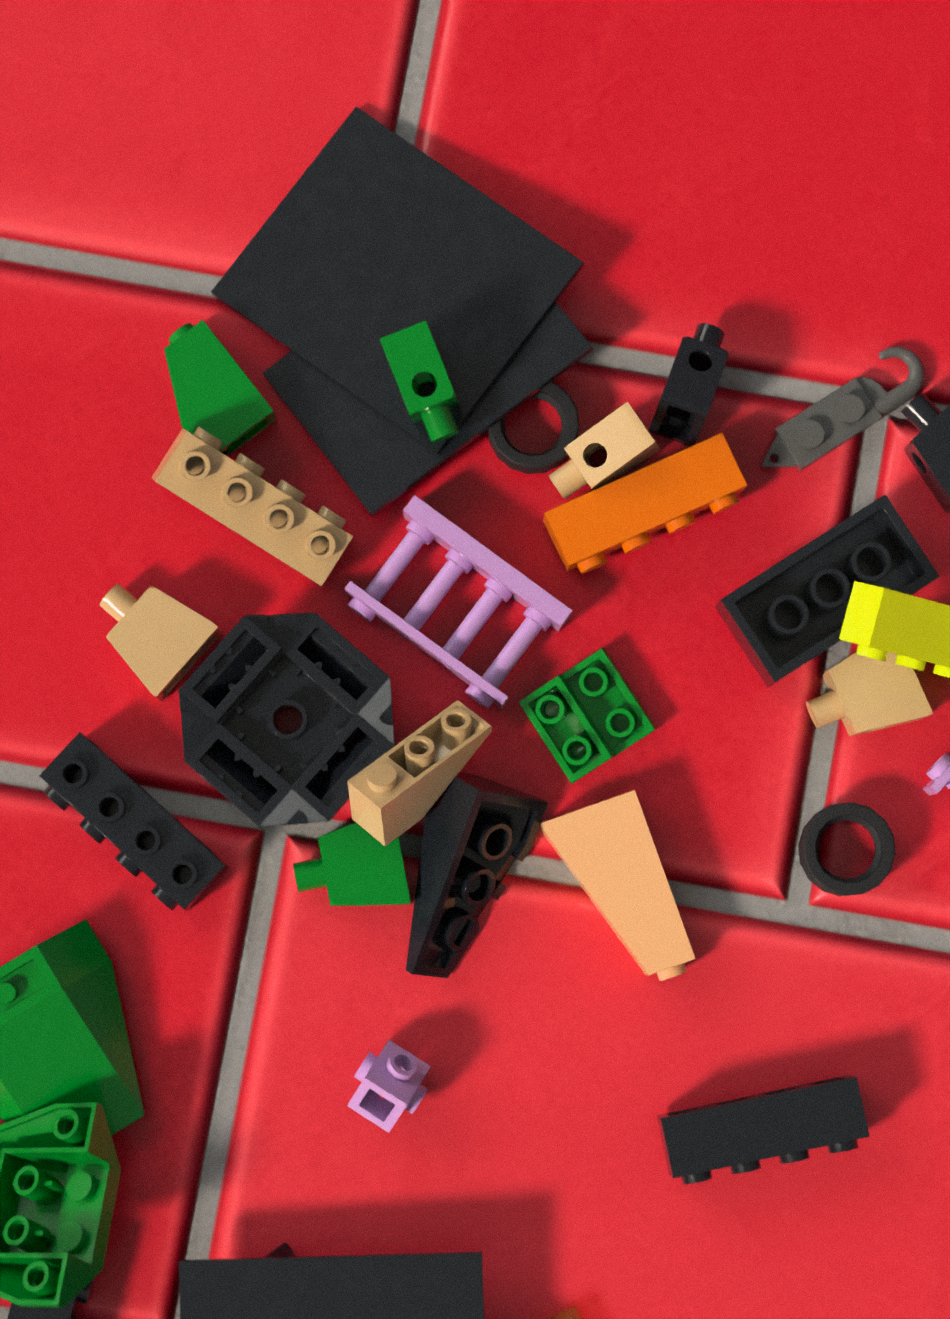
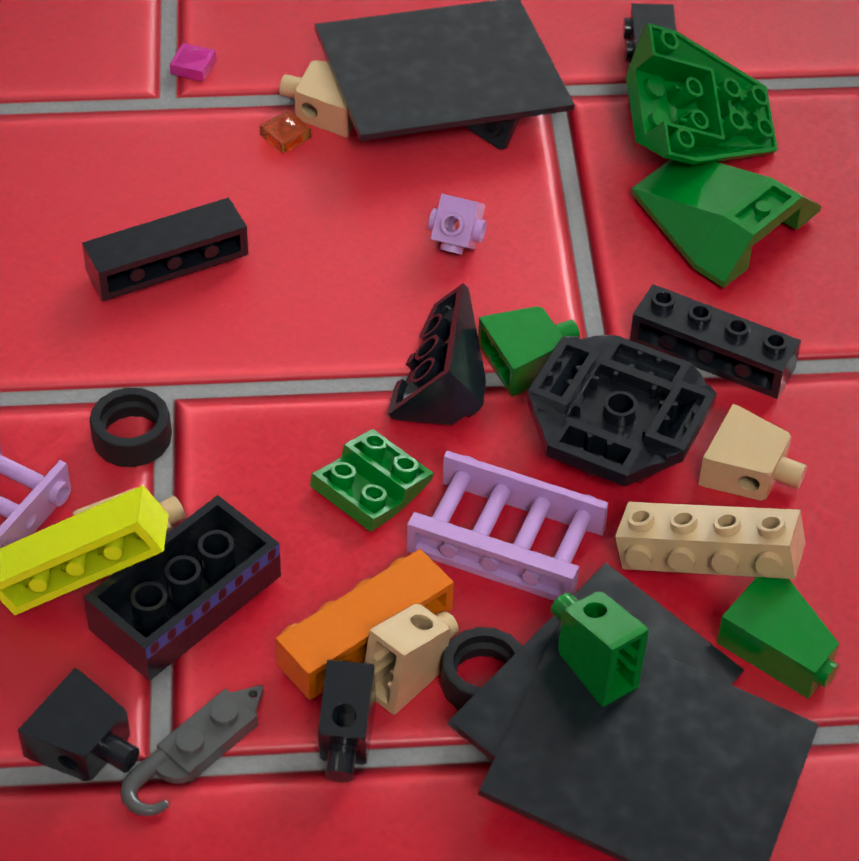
camera: 170 degrees right, 35 degrees down
(413, 774) = (503, 384): tan slope -> none
(622, 875) = (314, 376): light nougat slope -> none

